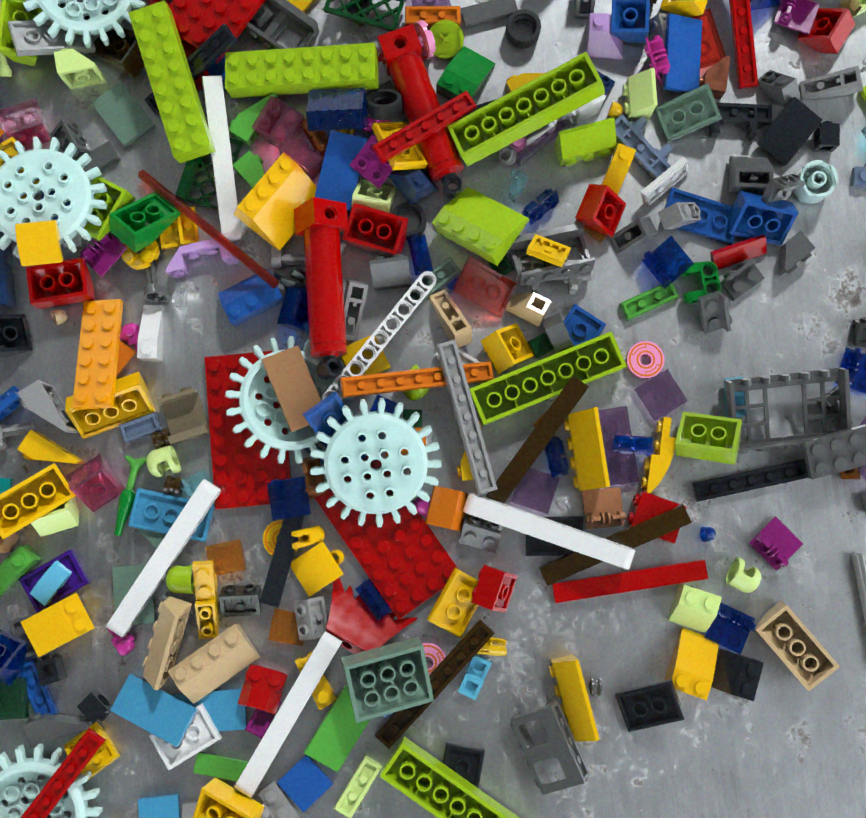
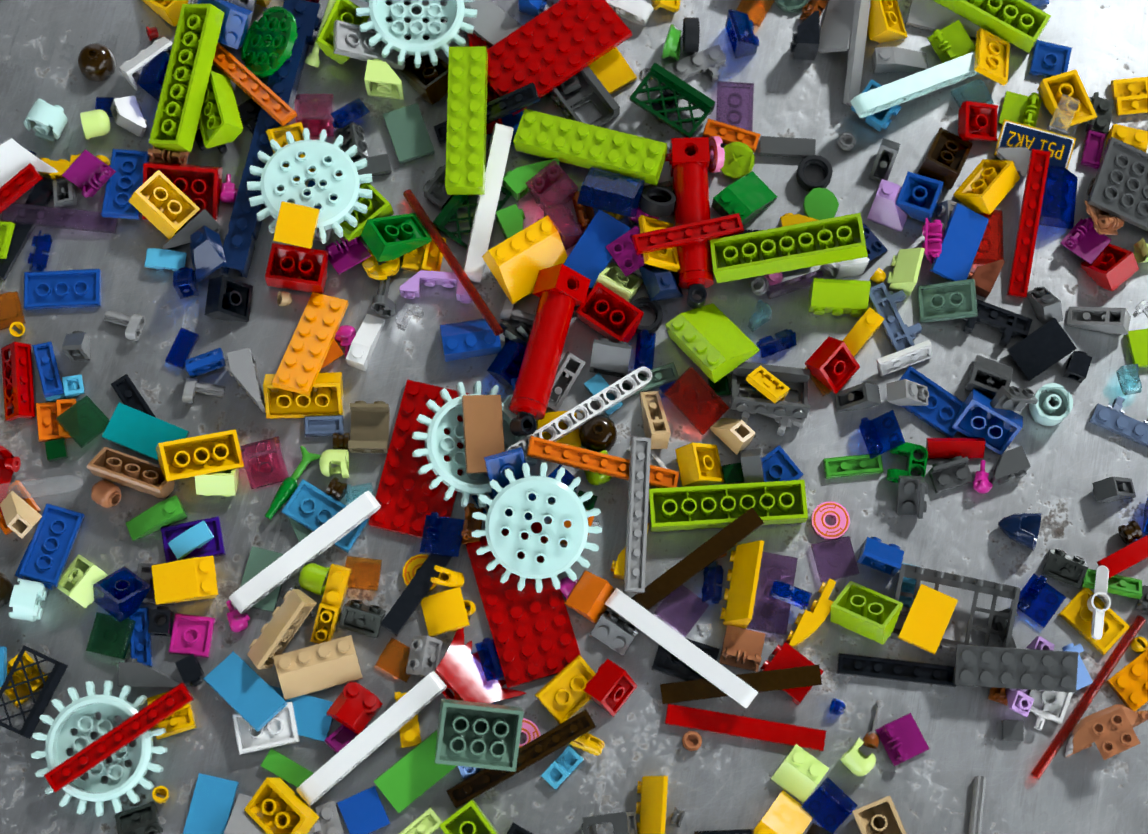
camera: 20 degrees right, 10 degrees down
(39, 447) = (228, 417): yellow slope -> none
(56, 113) = (349, 113): none -> clear blue hinge
(85, 671) = (191, 635): none -> dark pink tile
(167, 163) = (435, 189): none -> dark grey bracket
(387, 302) = (597, 384): none -> medium azure slope
(403, 350) = (598, 434): none -> dark brown cylinder
(539, 57) = (820, 204): none -> bright green hat
(585, 610) = (692, 741): none -> nougat plate
(704, 379) = (881, 556): none -> blue slope
(747, 552) = (871, 739): none -> hinge
(768, 425) = (928, 619): none -> yellow tile
(772, 277) = (981, 480): none -> dark pink piece
(824, 309) = (1022, 528): none -> dark blue helmet

